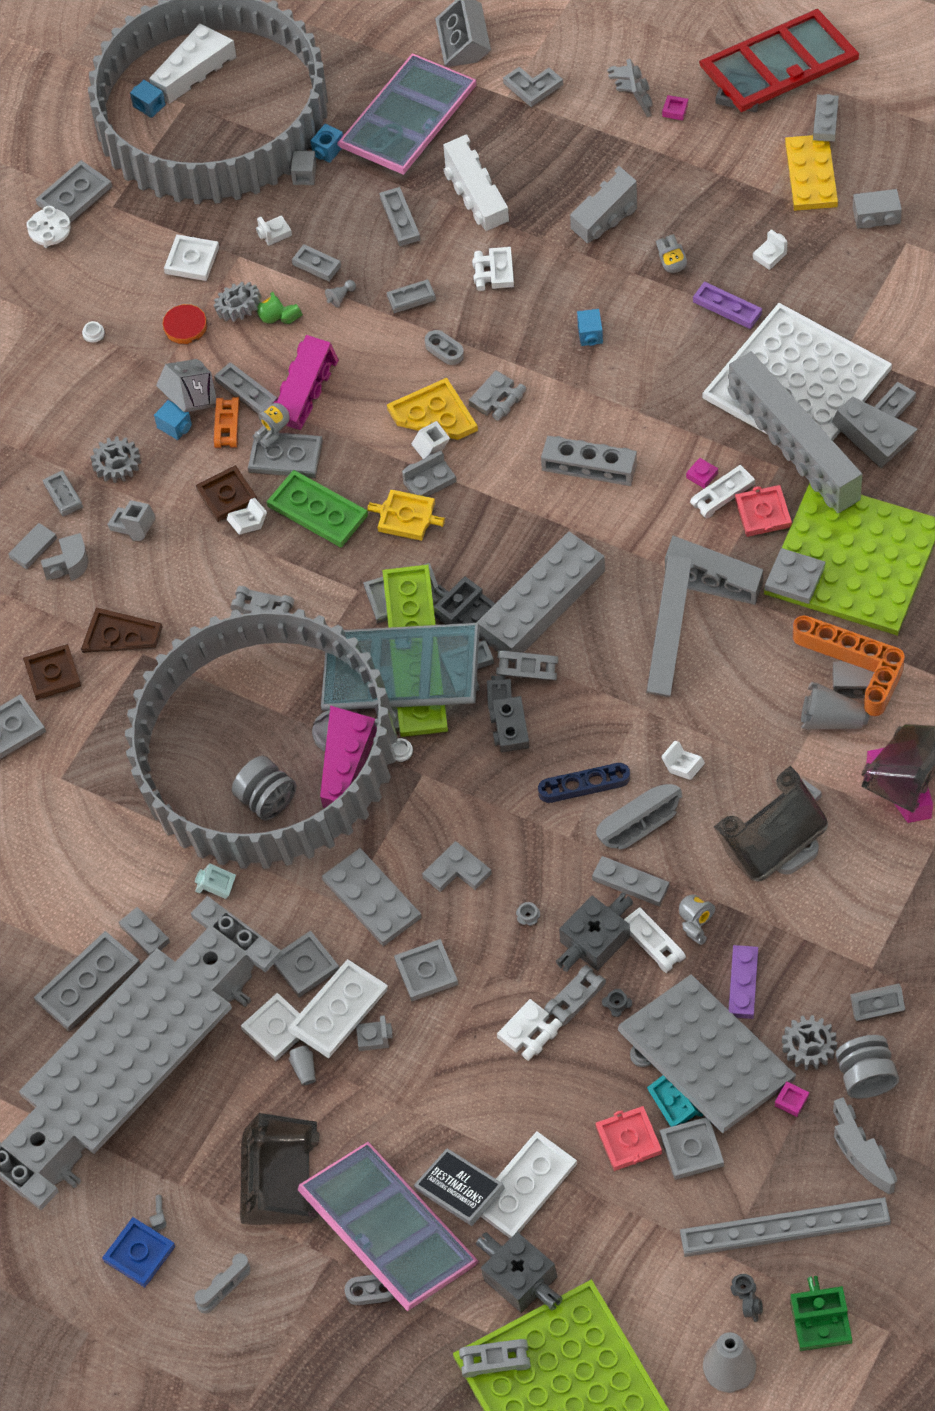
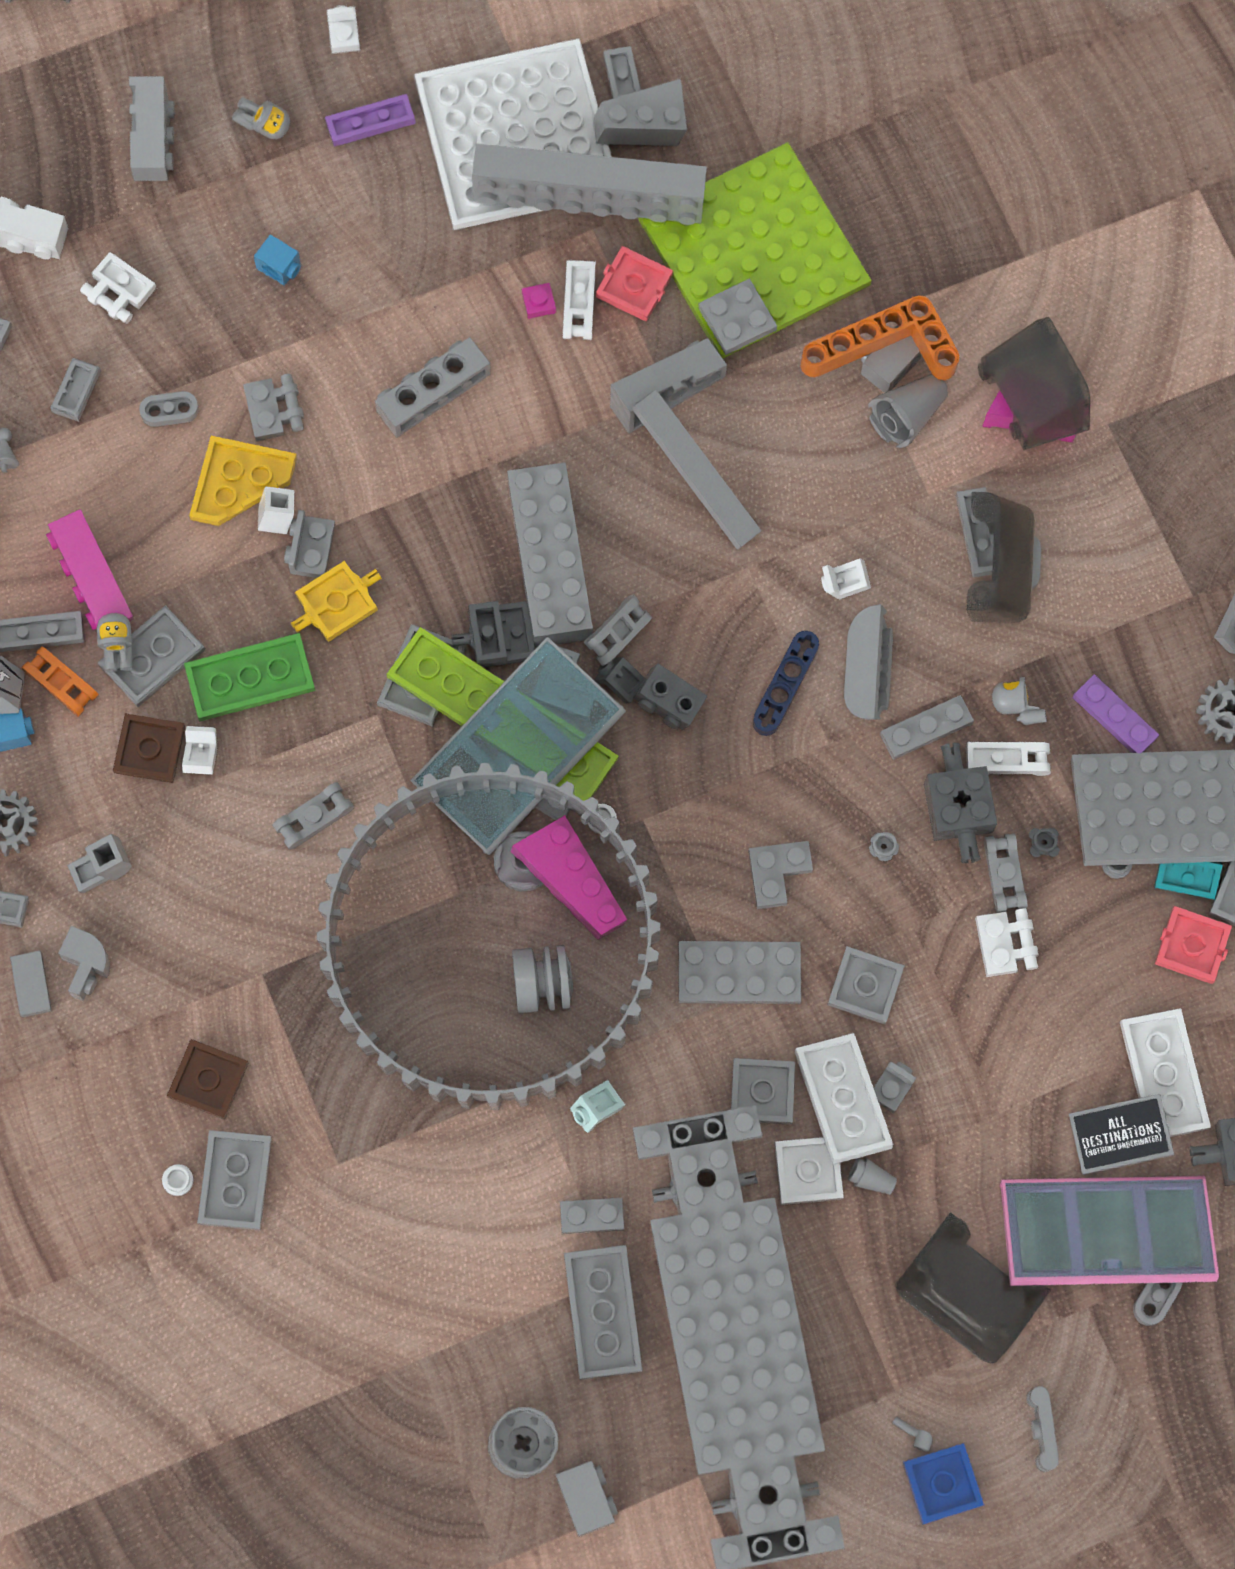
camera: 60 degrees left, 15 degrees up
(120, 632) = (220, 977): reddish brown wing -> none

